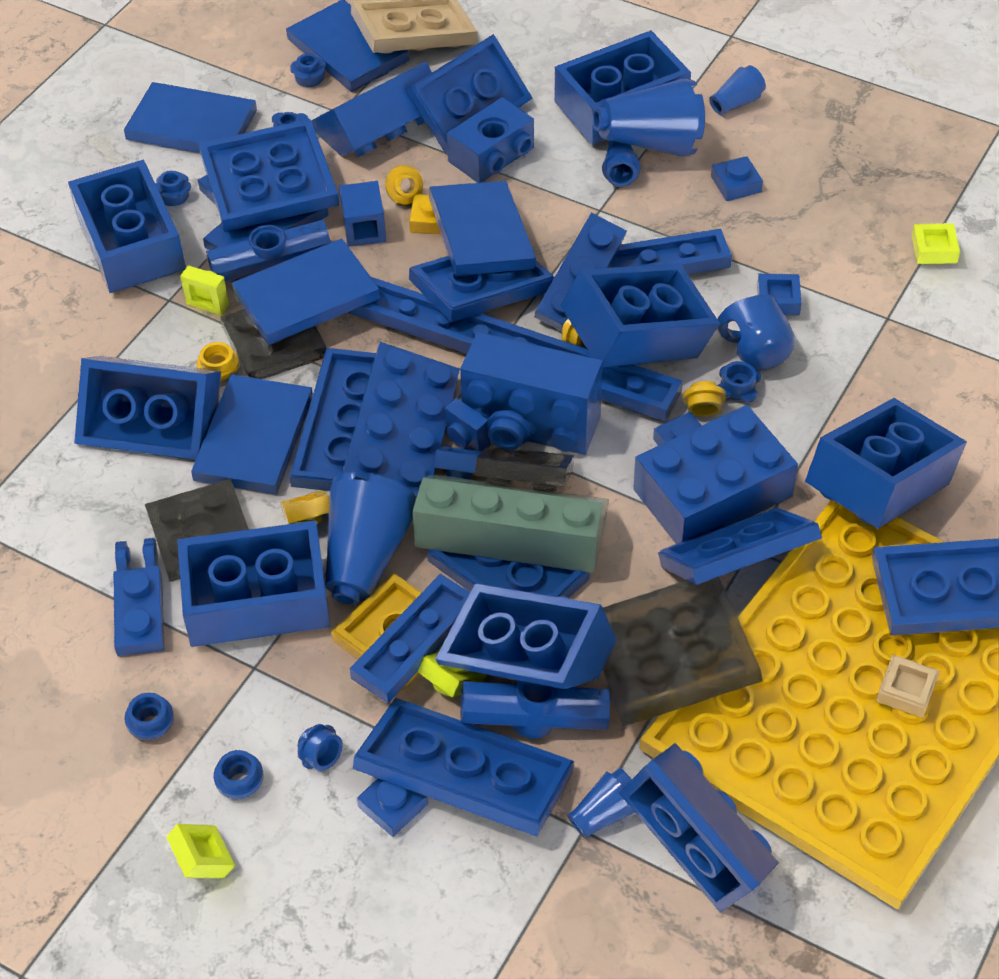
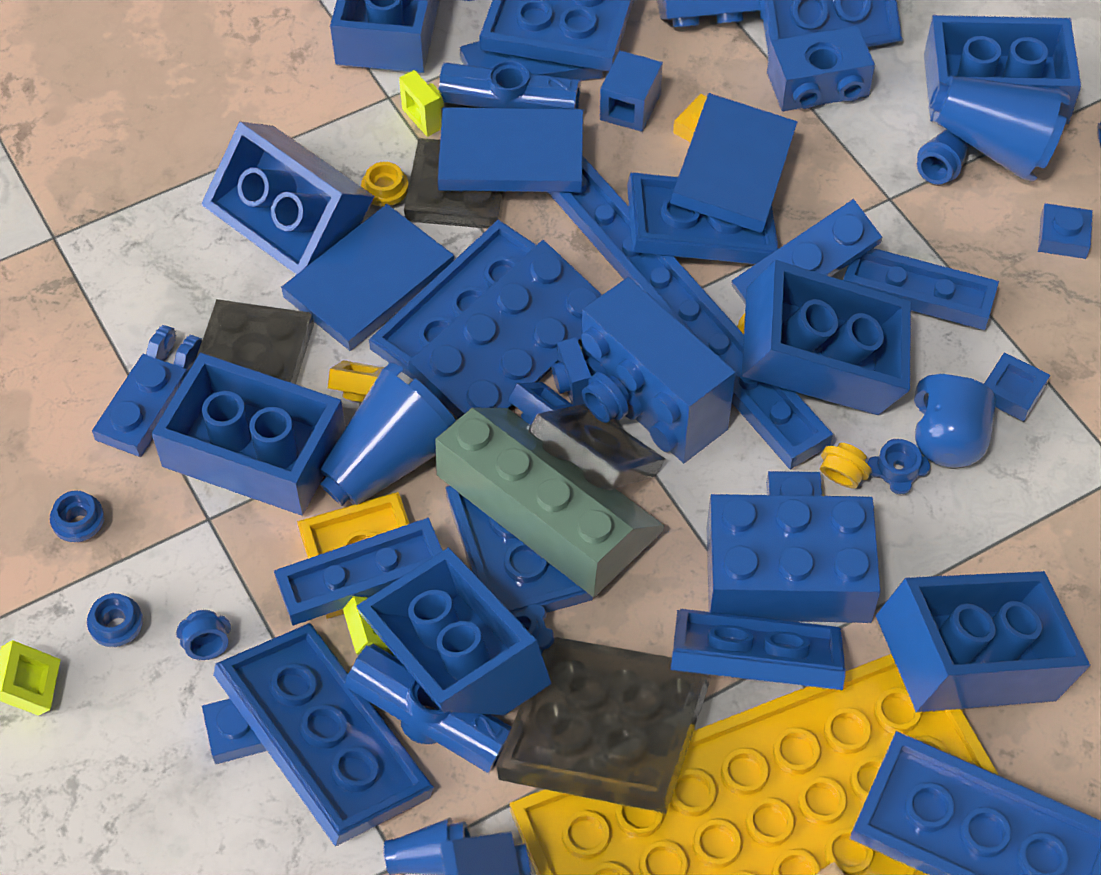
camera: 30 degrees right, 5 degrees up
(394, 180) = (692, 64): yellow plate -> none

